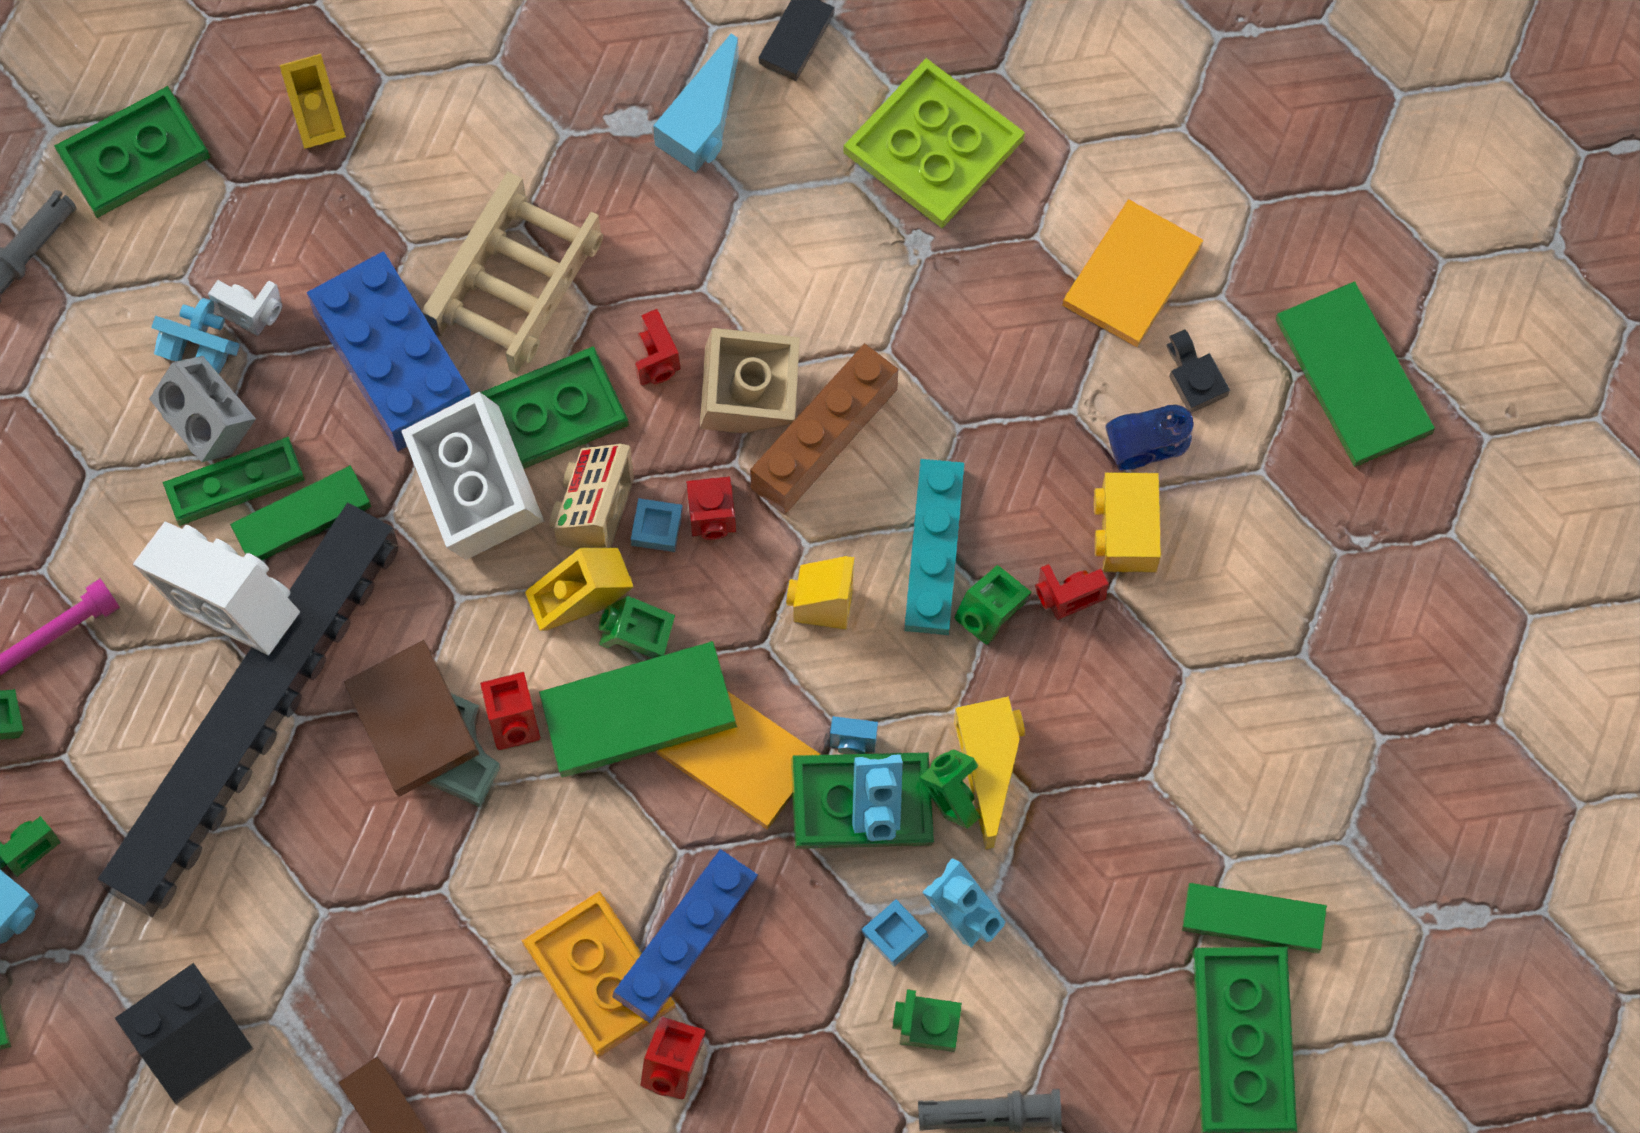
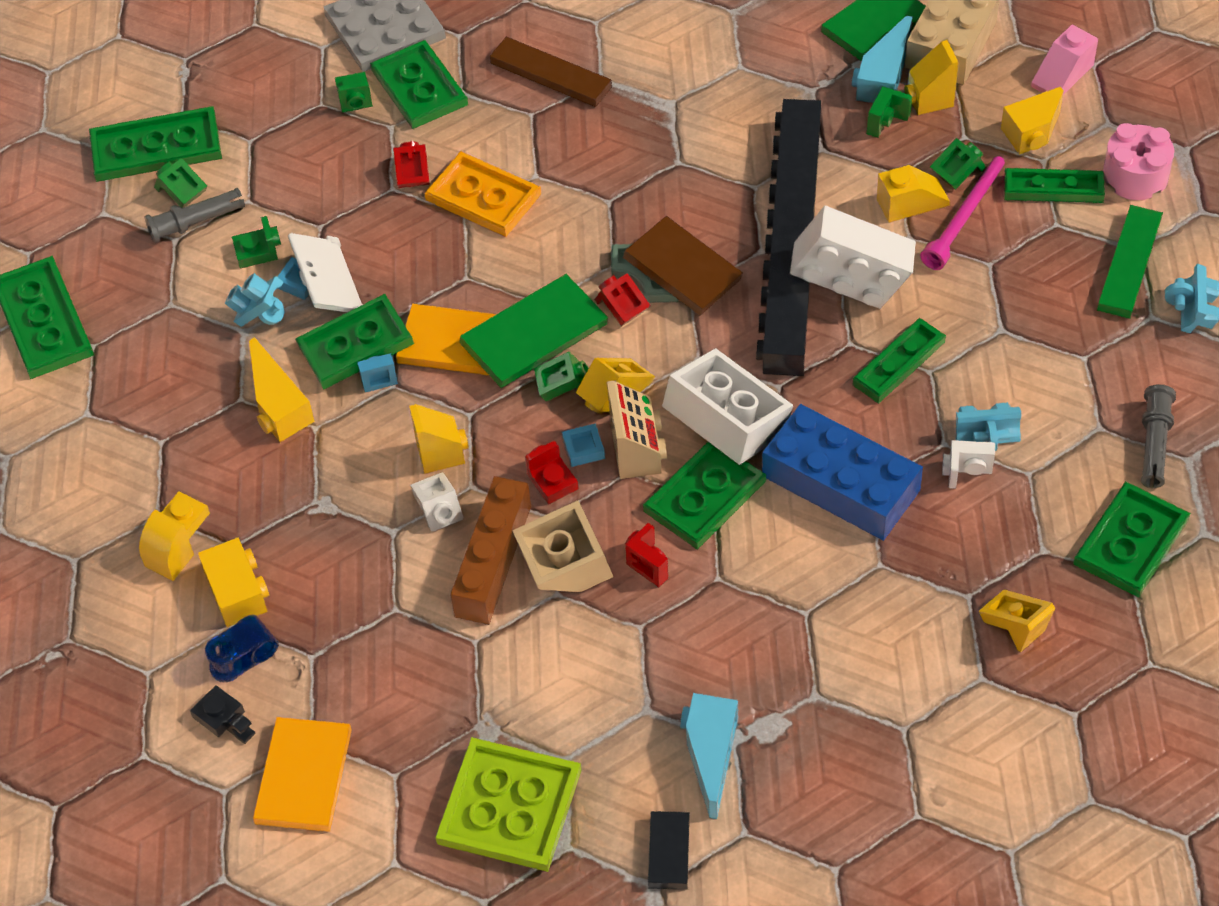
camera: 160 degrees right, 15 degrees down
(73, 699) = (909, 192): none -> yellow slope
(184, 1033) = (722, 66): black slope -> none
(202, 408) = (947, 376): light grey brick -> none
(299, 514) = (838, 357): green tile -> none
(489, 238) = (818, 580): tan fence -> none
(685, 936) = (435, 226): blue plate -> none
(852, 941) = (325, 272): none -> white door
(857, 529) = (437, 501): none -> white bracket
(877, 797) = (338, 321): medium azure hips -> none
(934, 547) = (376, 518): teal plate -> none
(948, 790) = (293, 358): green bracket -> none
(991, 604) = (314, 491): green bracket -> none
(1075, 594) = (257, 516): red bracket -> none
(1180, 603) = (166, 535): none -> yellow brick
(1254, 918) = (56, 383): green tile -> none
(1354, 374) = (94, 770): green tile -> none

